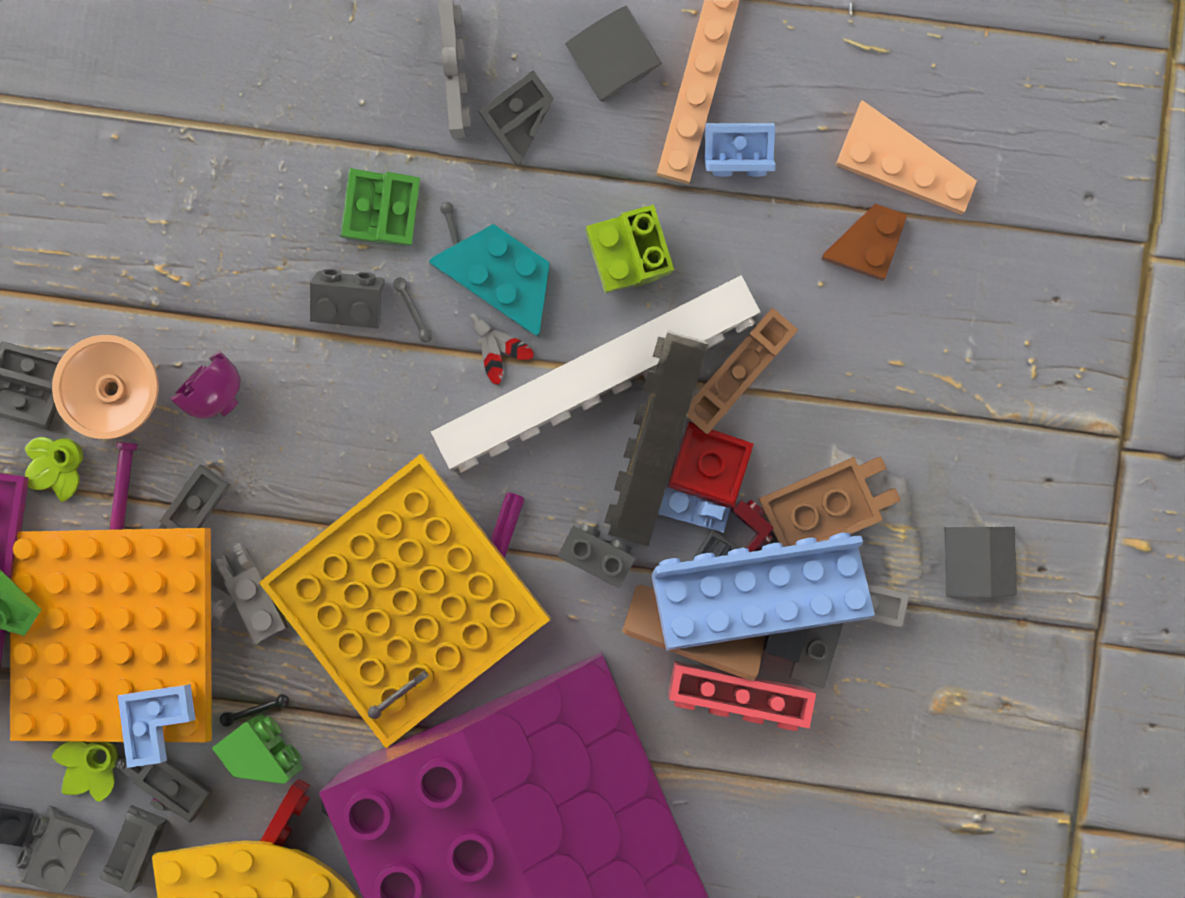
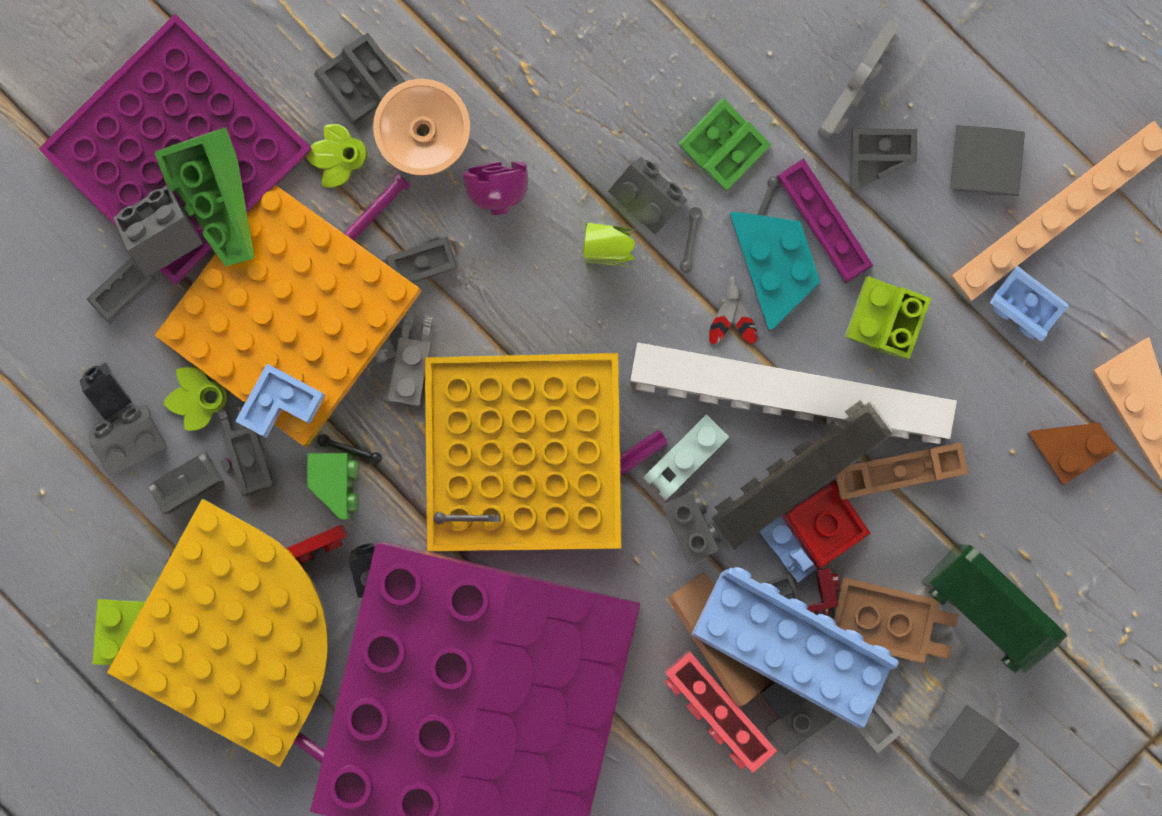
camera: 35 degrees right, 0 degrees up
(340, 367) = (607, 244): none -> lime piece
(514, 208) = (824, 221): none -> magenta tile
(548, 496) = (687, 456): none -> light aqua plate
(908, 427) = (994, 607): none -> dark green windscreen

